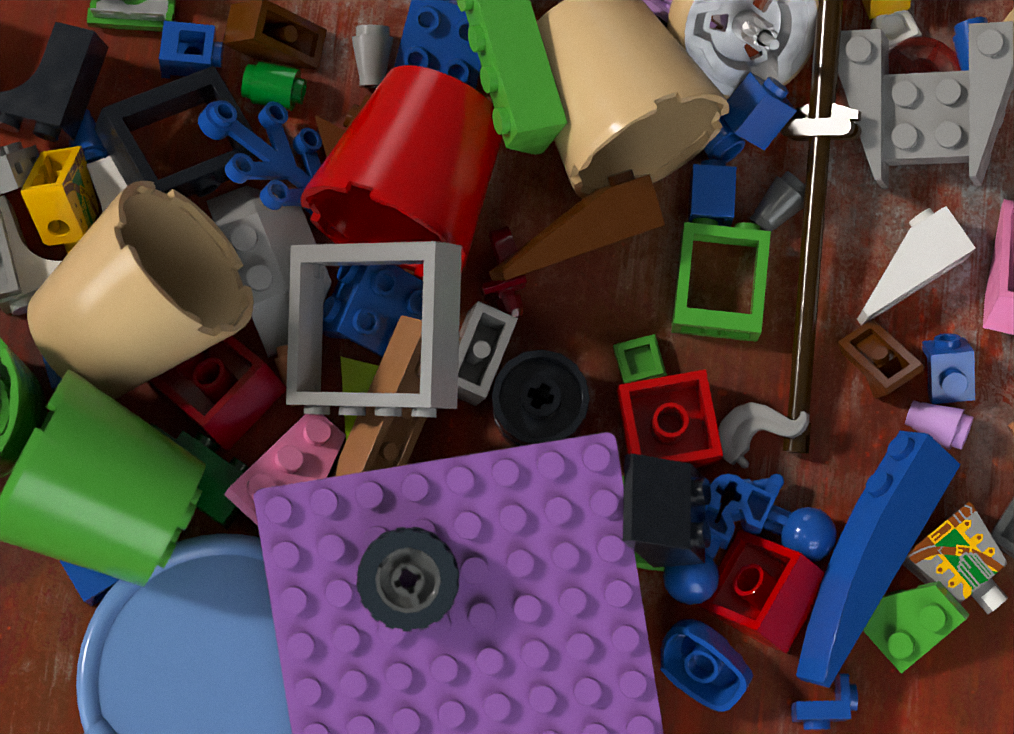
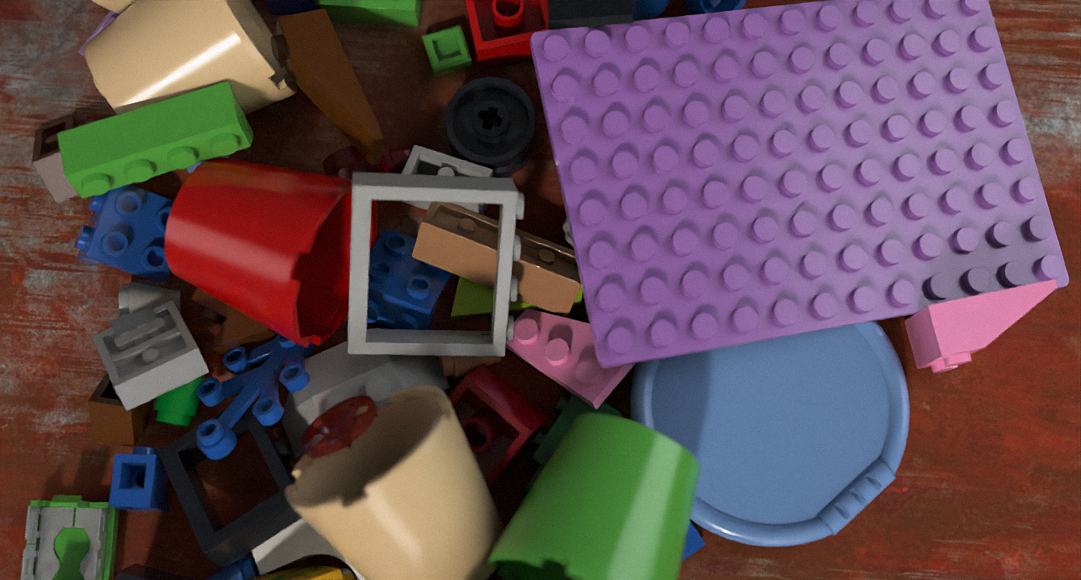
camera: 90 degrees left, 0 degrees up
(215, 234) = (339, 426): none -> clear red wheel
(309, 54) = (149, 354): none -> light grey piece
(401, 605) = (679, 236): black wheel -> none

